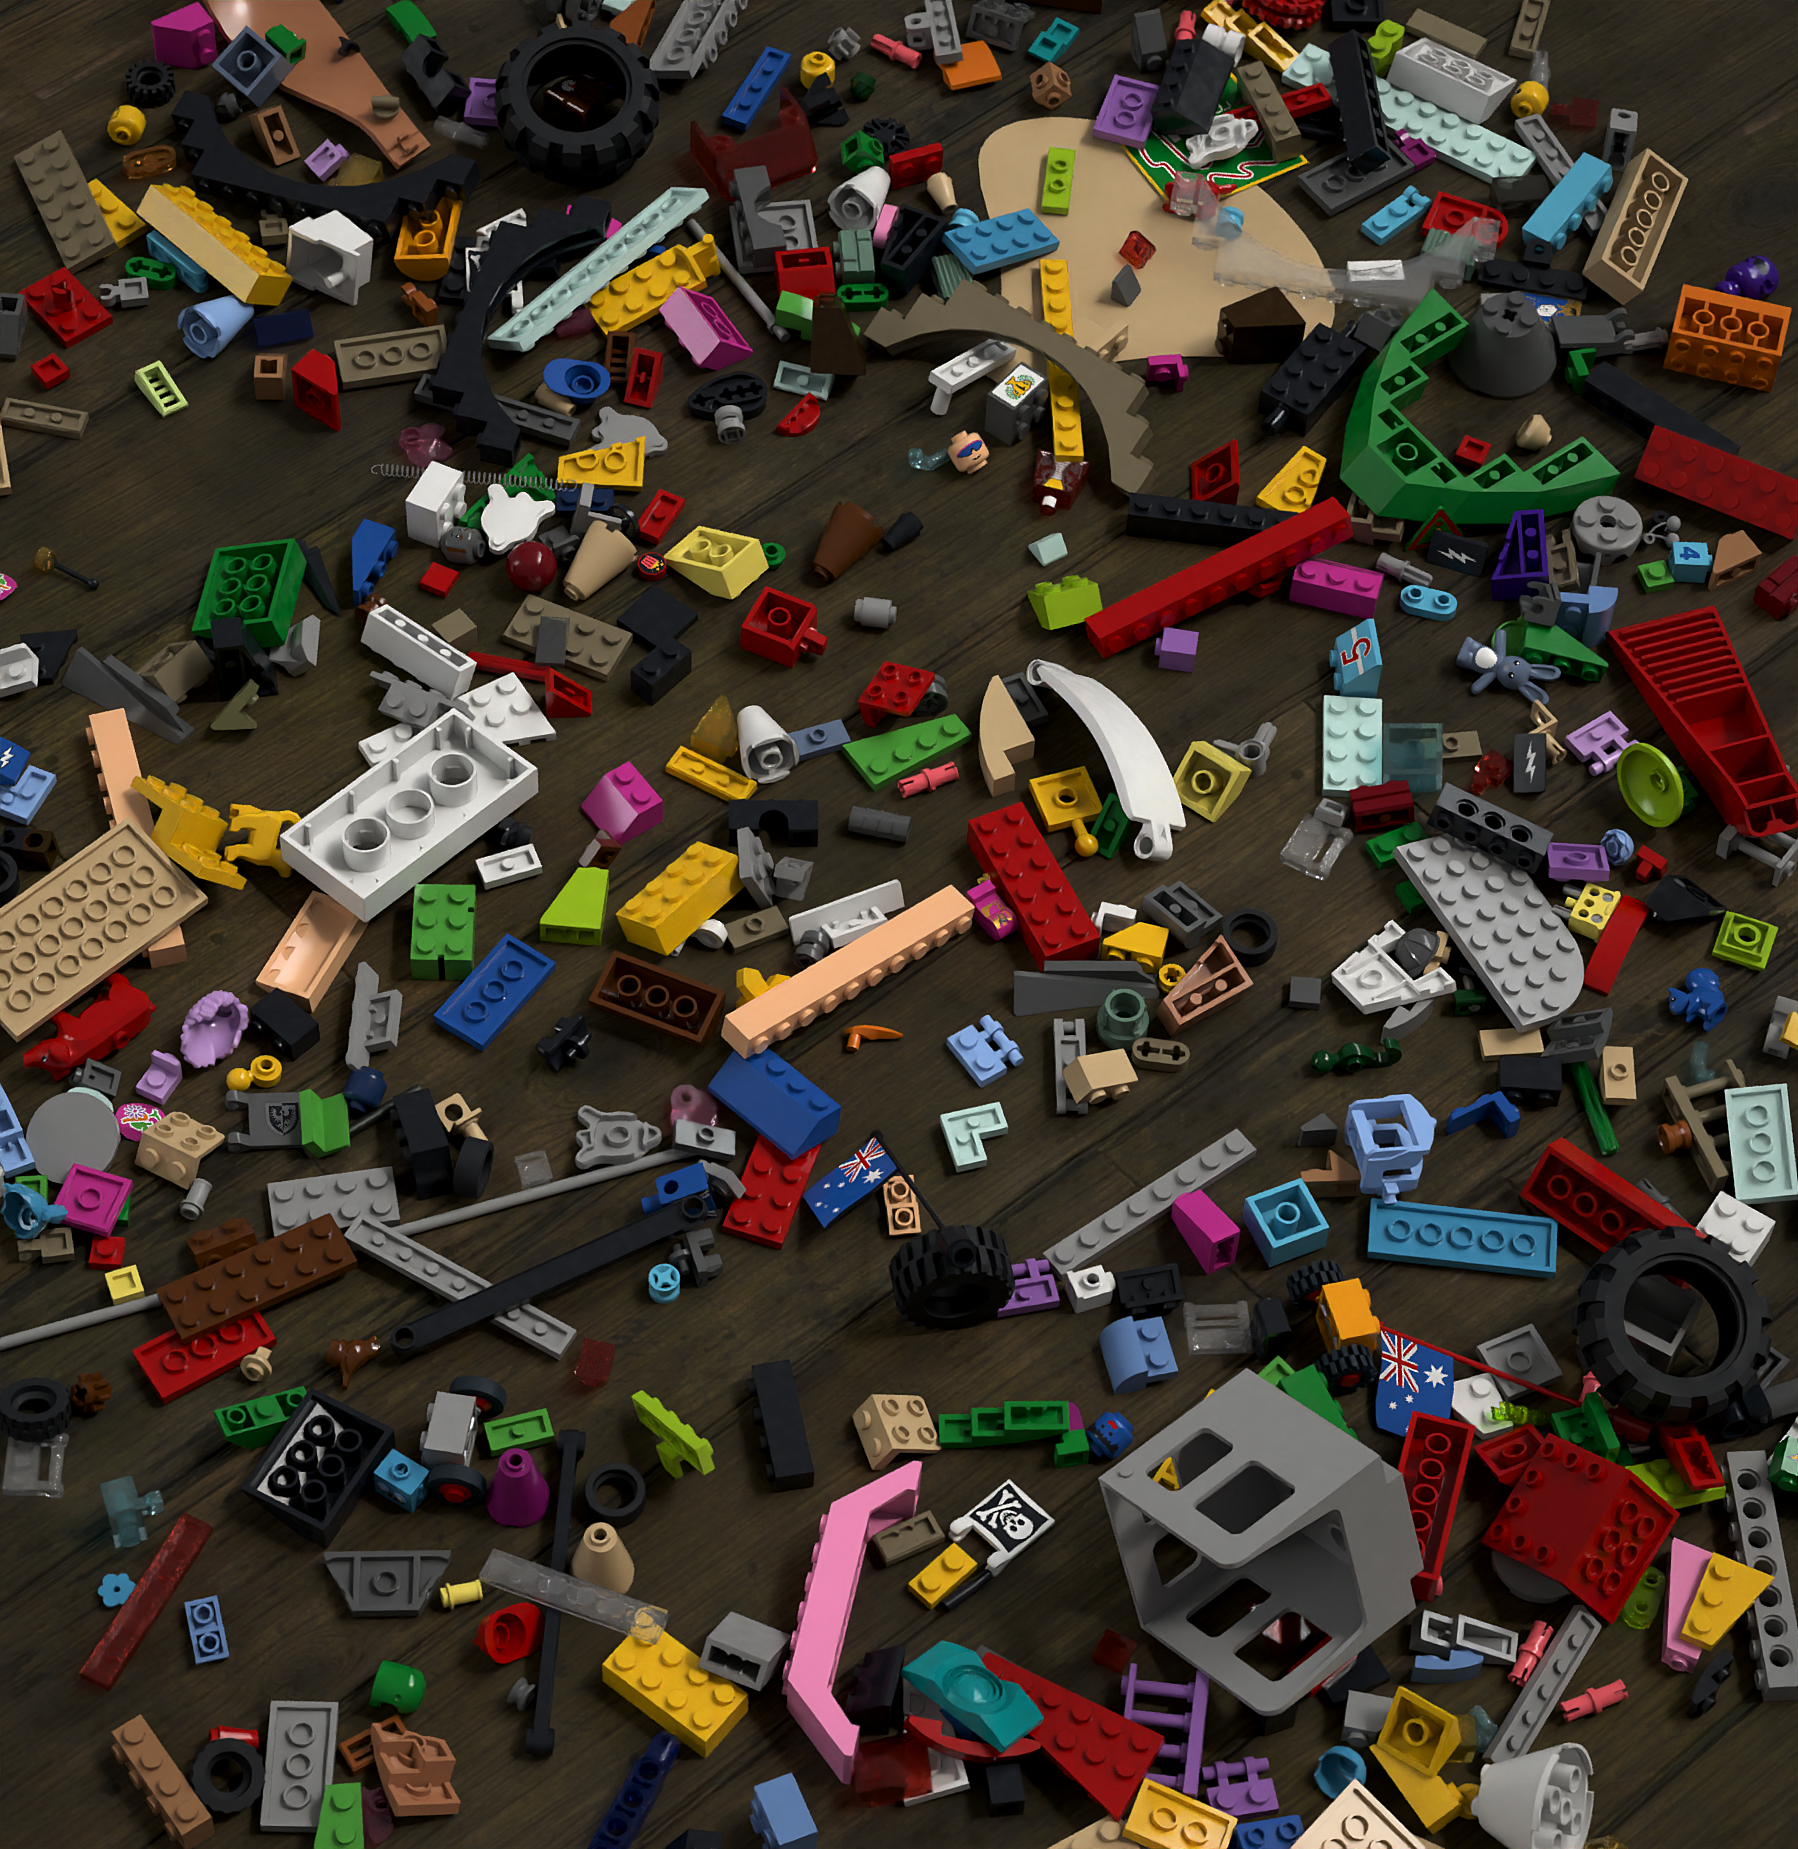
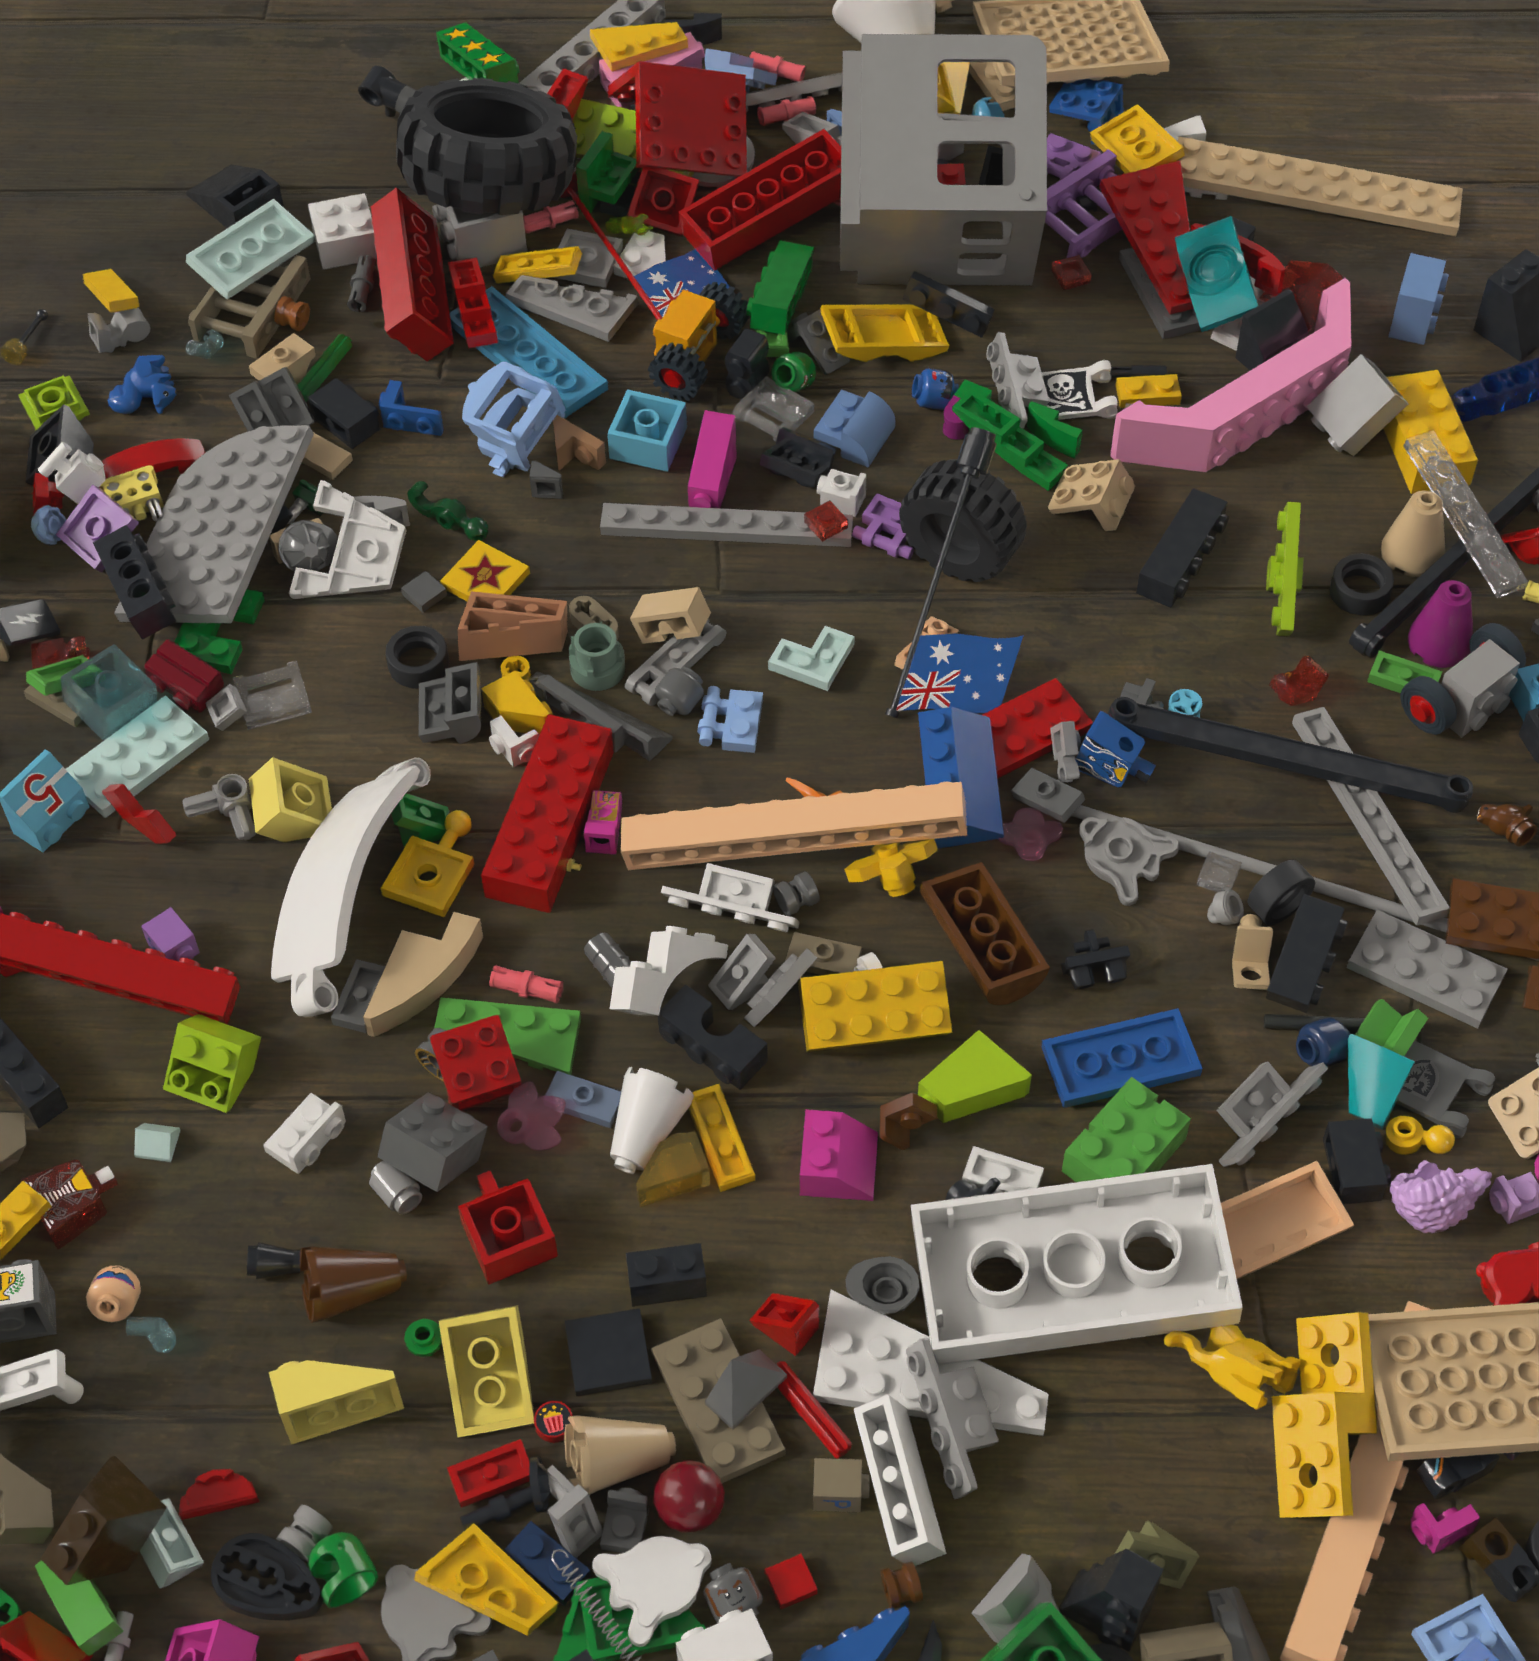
camera: 135 degrees left, 0 degrees up
(73, 839) = (1445, 1529): none -> dark pink bracket
(306, 1077) = (1374, 1079): none -> teal slope
(507, 1145) = (1226, 908): none -> light grey tile
(527, 740) = (883, 1284): none -> dark grey piece
(639, 504) = (498, 1508): none -> black bar
(691, 422) = (344, 1566): none -> green helmet
(784, 478) = (330, 1396): none -> light yellow slope
(835, 702) = (537, 1118): none -> clear pink plate
(843, 837) = (643, 985): none -> white arch
(874, 636) = (432, 1141): none -> dark grey brick
(964, 610) = (305, 1133): none -> white bracket
(989, 1465) = (1060, 436): none -> green slope
(1038, 1036) = (679, 691): none -> dark grey head
(1047, 1495) = (1016, 378): none -> light grey bracket
(1070, 1240) = (826, 520): none -> clear red plate
(1231, 1360) = (794, 371): none -> green head
(1275, 1034) = (485, 571): none -> yellow tile
(1307, 703) = (148, 822): none -> red tile
(1460, 752) = (48, 678): none -> bright green tile
(1470, 1311) = (573, 306): none -> light grey wing
(1539, 1318) = (538, 264): none -> yellow tile
(1541, 1233) = (472, 302): none -> red slope
(1604, 1639) = (735, 63): none -> medium blue brick
(1638, 879) = (73, 475): none -> white brick

